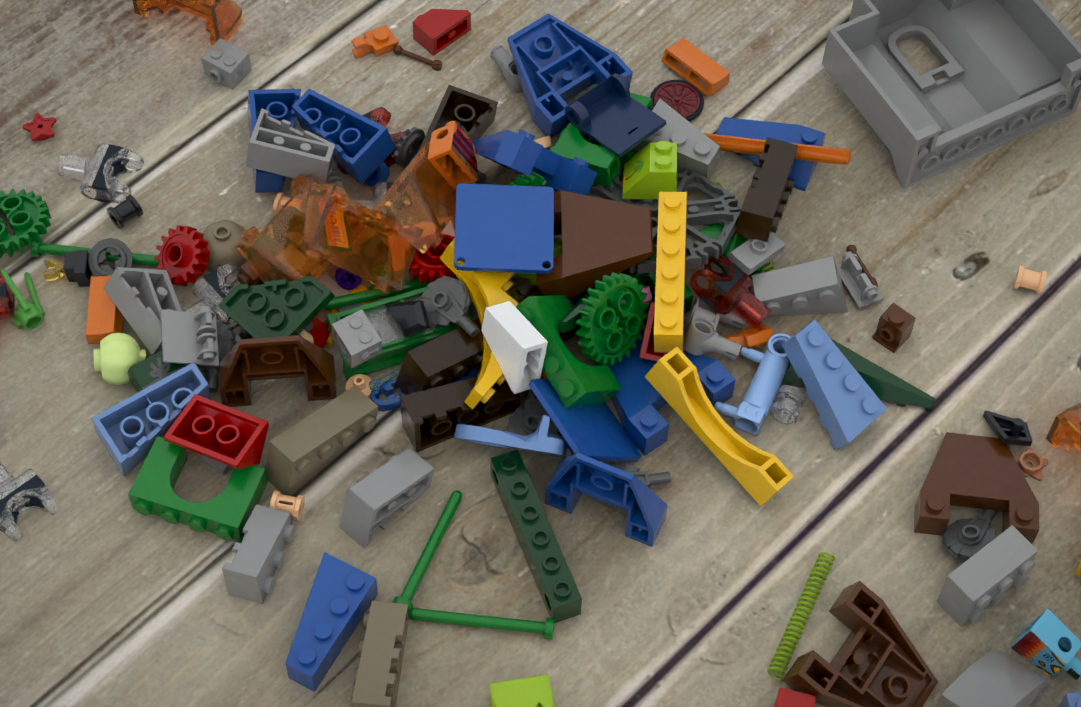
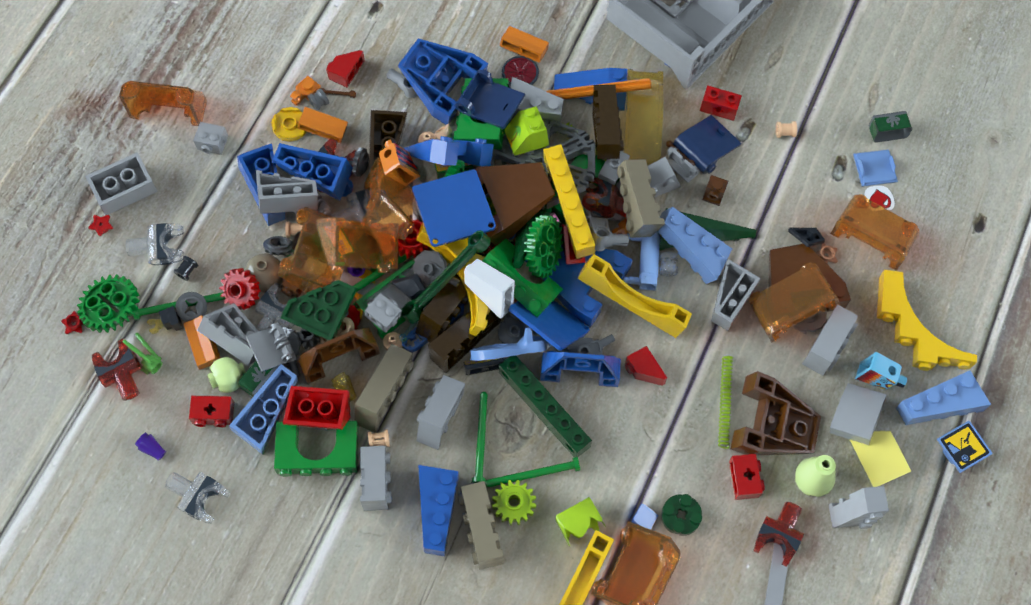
camera: 20 degrees left, 10 degrees up
(78, 396) = (202, 405): none -> red brick
(86, 84) = (121, 184): none -> light grey brick
(253, 216) = (271, 245): none -> dark grey gear
(270, 412) = (343, 382): none -> clear yellow cone
(338, 77) = (286, 124): none -> yellow tile
(379, 88) = (322, 124): none -> orange piece
(387, 57) = (318, 99): none -> dark grey wheel
(439, 635) = (517, 492): none -> lime gear
(468, 456) = (480, 366): none -> black slope
(515, 283) = (477, 244): none -> dark green piece
(699, 529) = (645, 367): none -> red slope
(772, 299) = (639, 199): none -> dark tan wedge
(824, 207) = (644, 118): none -> clear yellow windscreen
(866, 472) = (733, 293): none -> light grey wedge
(905, 264) = (706, 143): none -> dark blue door
(945, 217) = (720, 103): none -> red brick
(949, 503) = (792, 300): none -> clear orange windscreen

